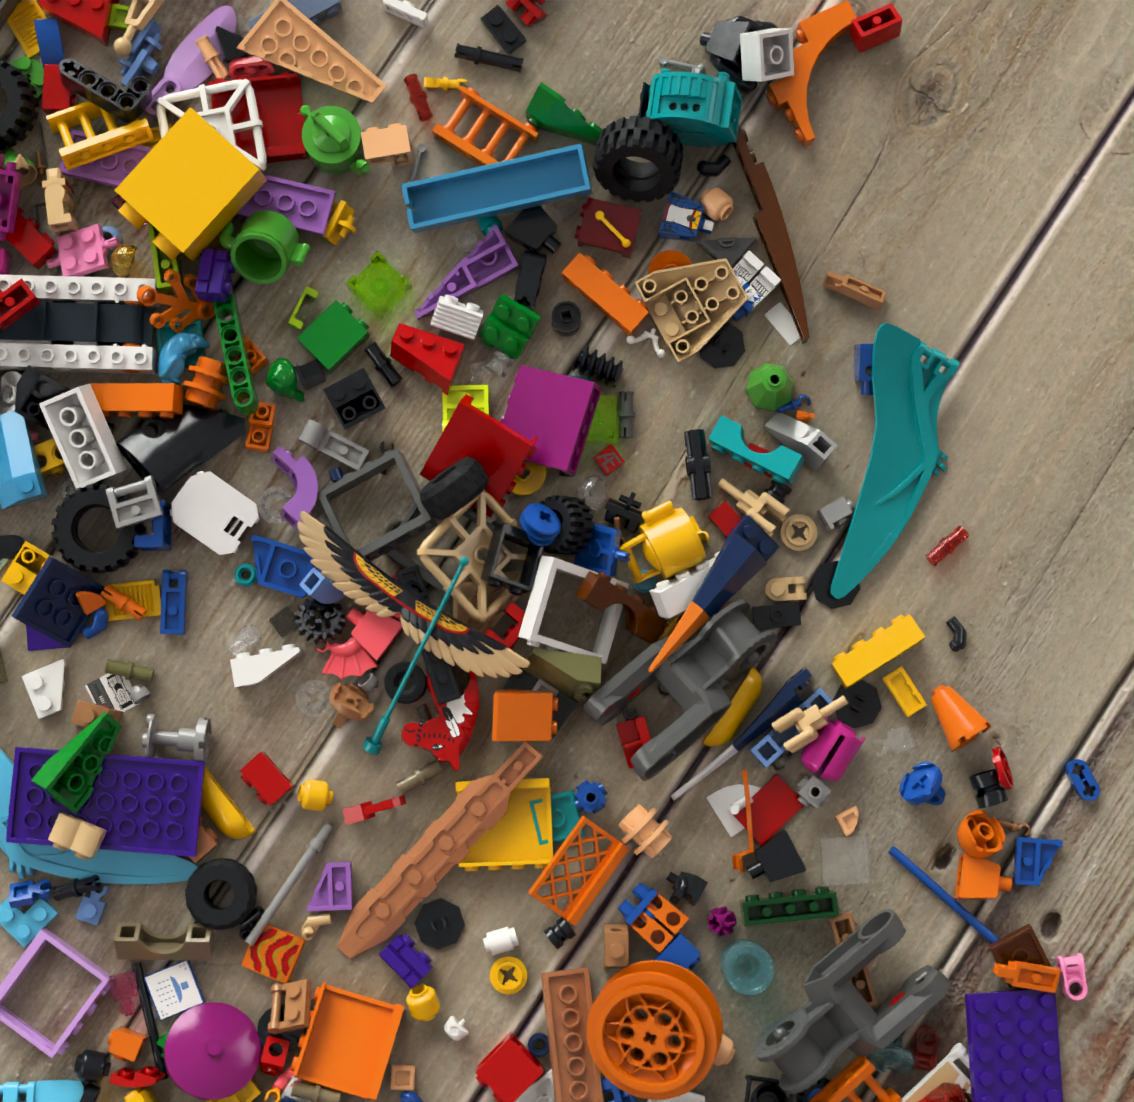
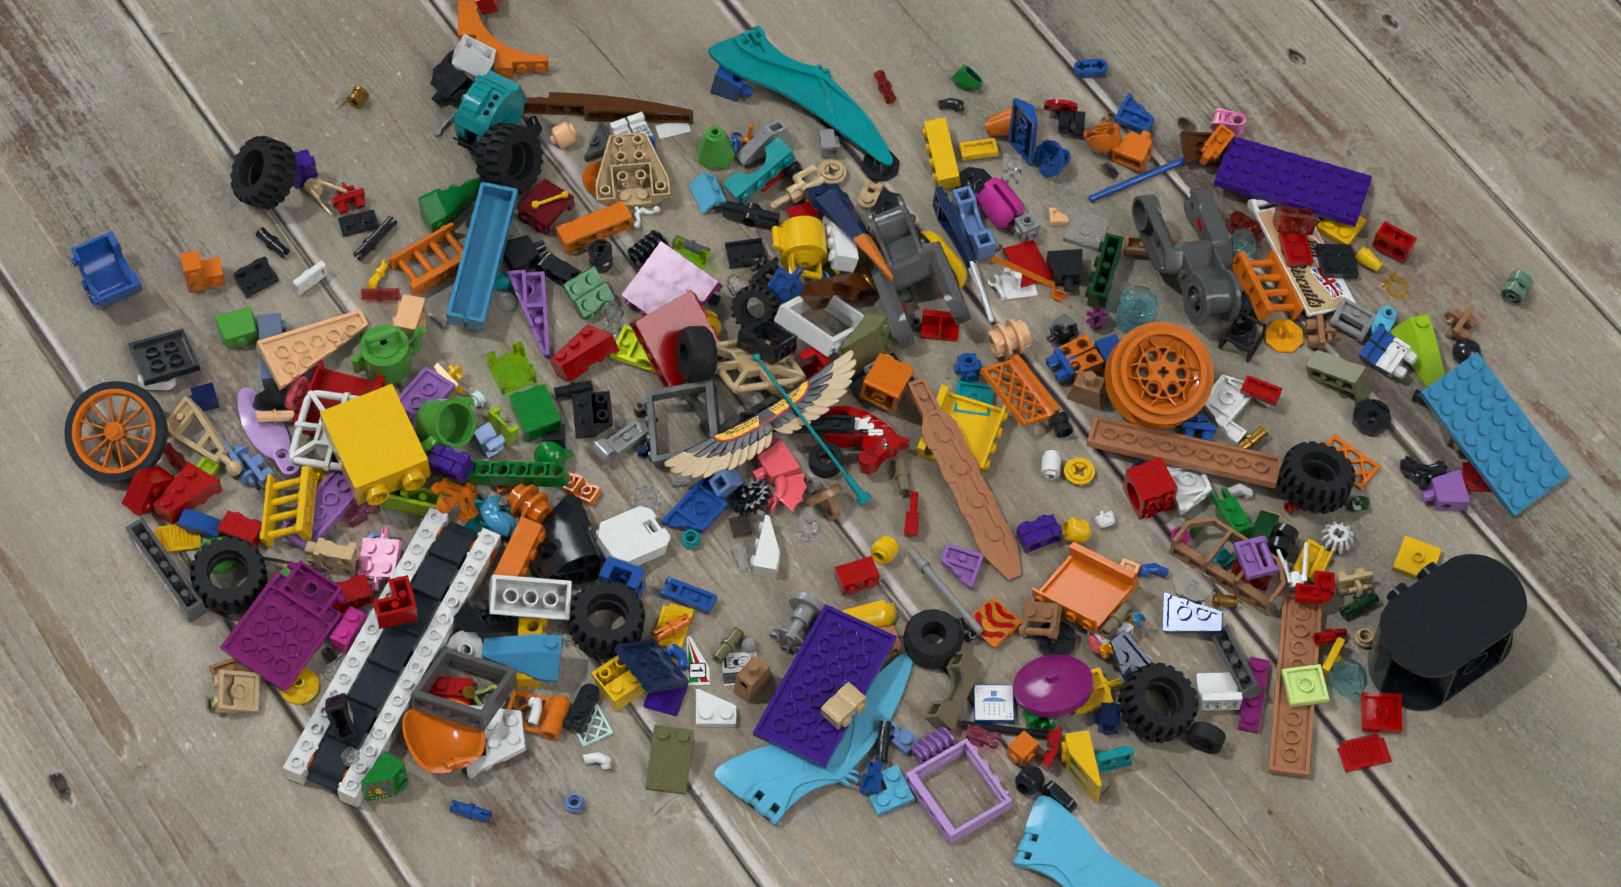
camera: 65 degrees left, 25 degrees down
(73, 769) = (788, 691): green wedge -> none
(77, 76) = (263, 489): black beam -> none
(89, 944) = (932, 744): none -> medium lavender piece
(90, 601) = (660, 648): orange tile -> none
(94, 649) = (698, 668): none -> sticker
(122, 259) = (402, 529): clear yellow hair -> none
(136, 509) = (608, 571): light grey plate -> none
(271, 1064) = (1080, 648): red bracket -> none
(276, 300) = (488, 440): none -> medium blue brick
(304, 482) = (640, 470): medium lavender arch -> none
(313, 923) = (983, 589): tan arm -> none
(327, 265) = (478, 398): none -> light aqua plate
(439, 923) = (1020, 505): black piece -> none
(457, 317) = (564, 323): white brick -> none
(540, 524) = (751, 311): blue piece -> none
(608, 460) = (719, 270): red tile -> none
(645, 479) = (742, 252): none -> black plate
(683, 219) = (563, 159): torso -> none
(709, 402) = (707, 192): none -> medium azure panel
(722, 782) = (997, 286): none -> white hand
(724, 347) = (675, 170): black piece -> none
(807, 723) = (974, 204): tan plant -> none
(855, 289) = (669, 75): medium nougat hinge -> none
(937, 742) = (1023, 129): none -> blue slope
(1000, 639) = (967, 78): none -> green rock

